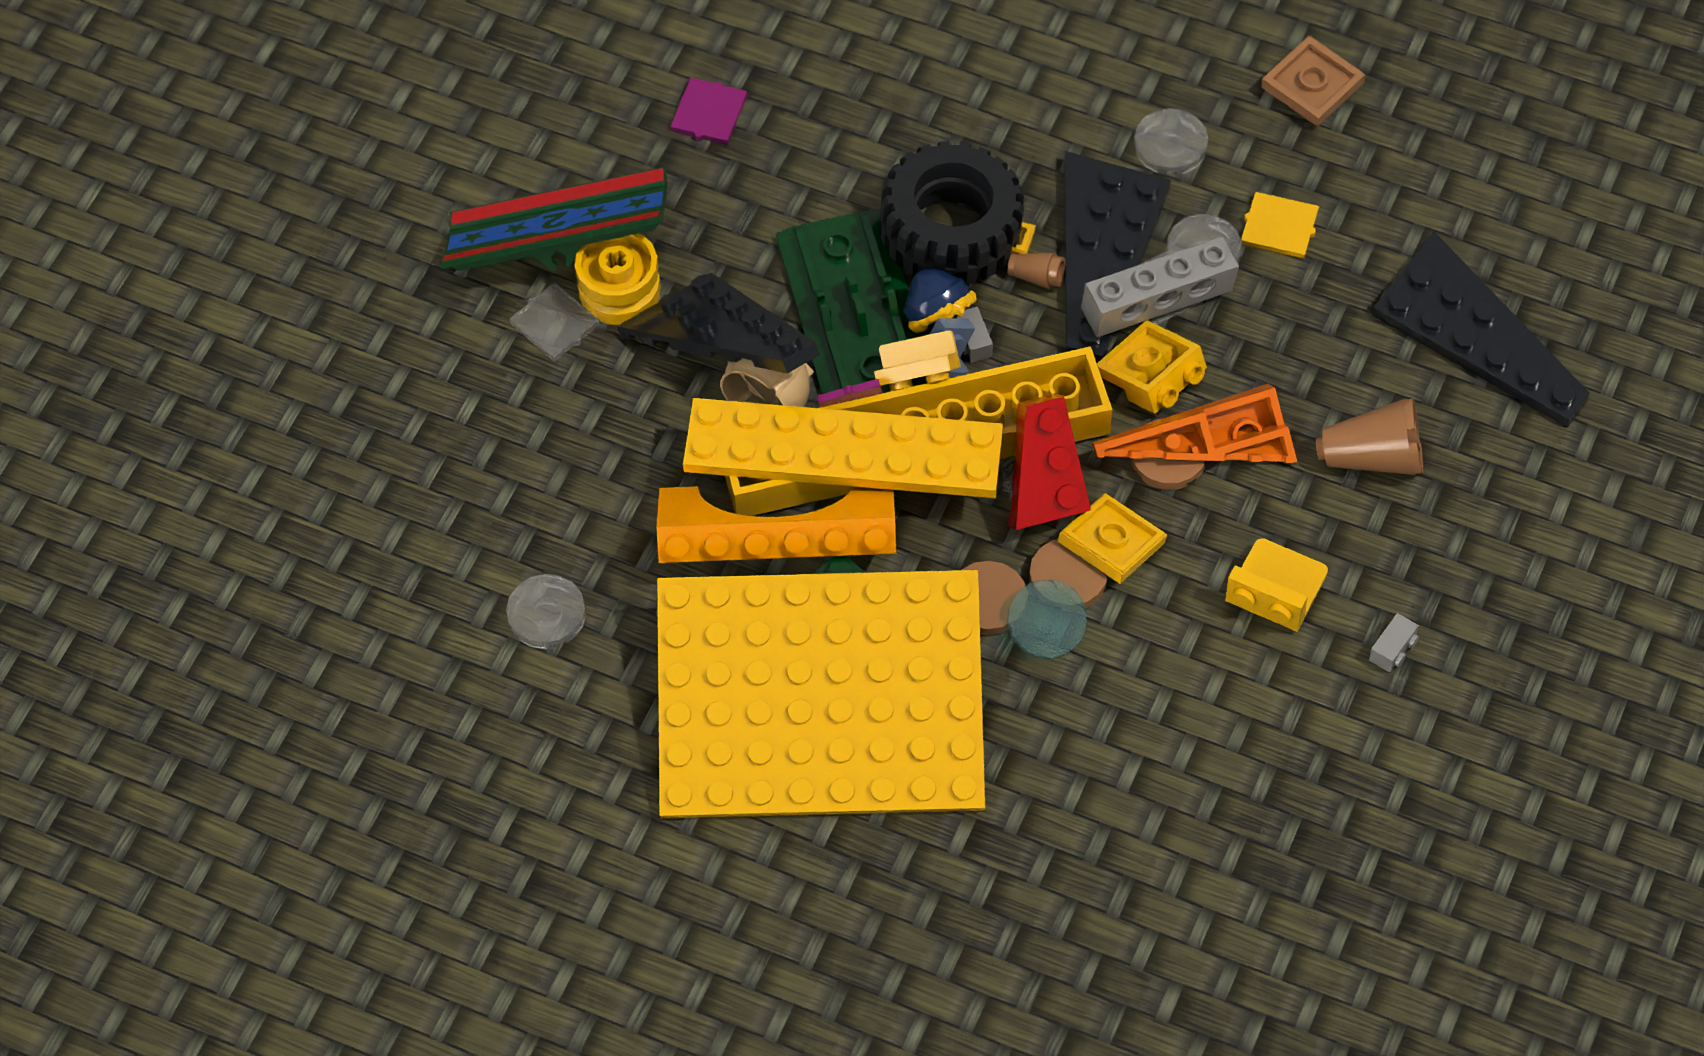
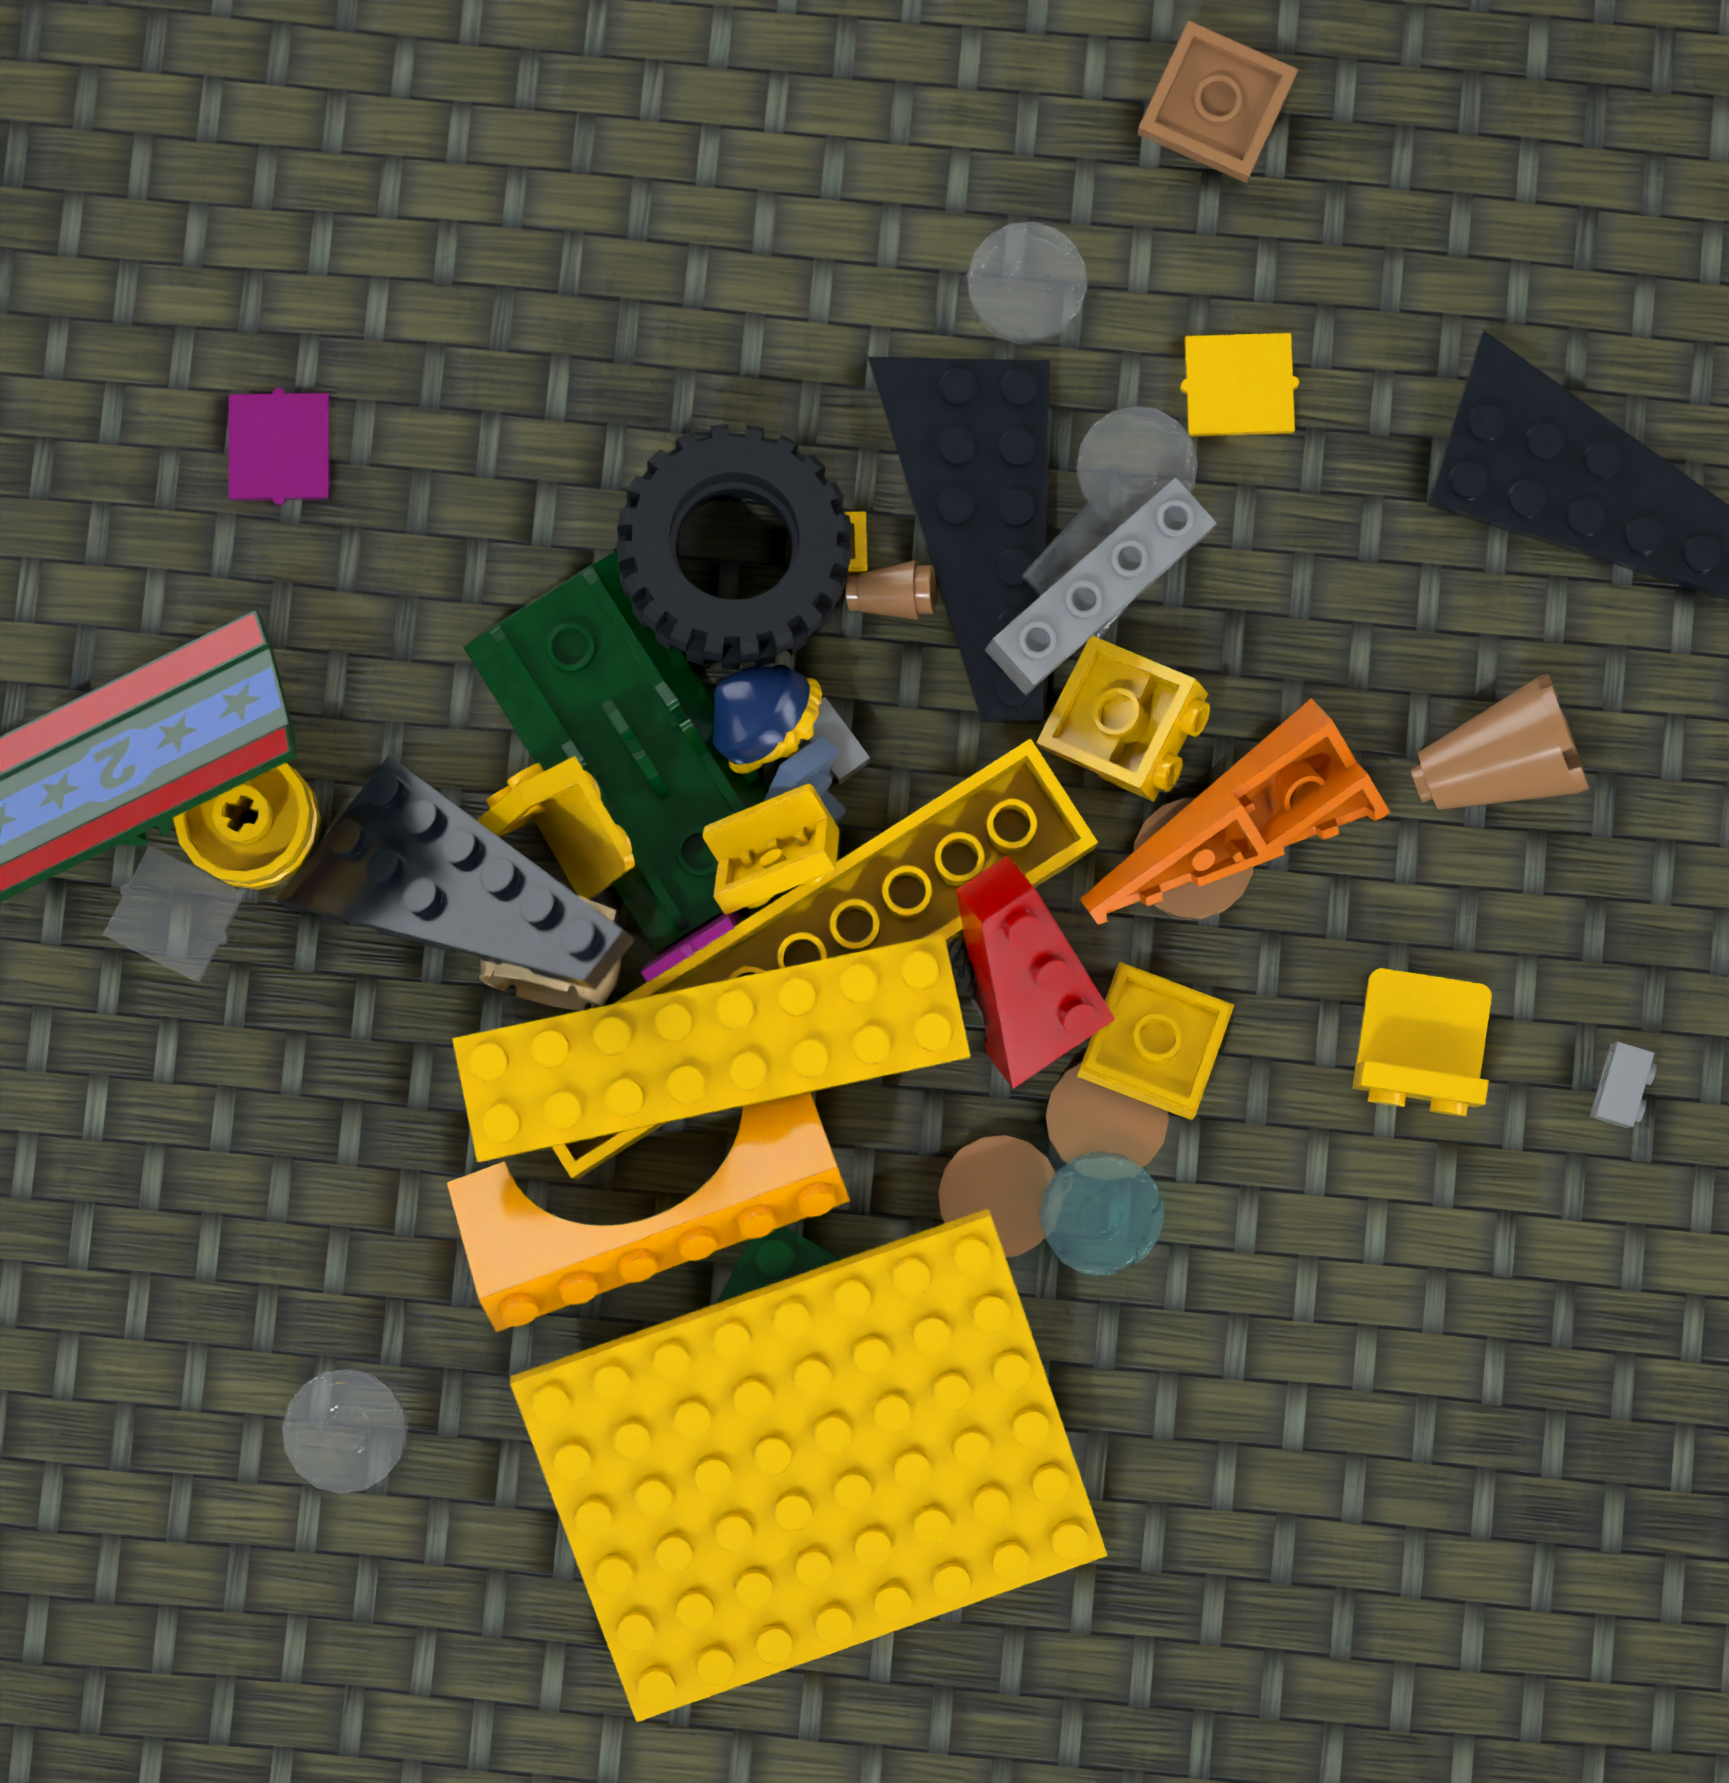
camera: 15 degrees left, 25 degrees up
(804, 307) = (571, 819): none -> yellow bracket

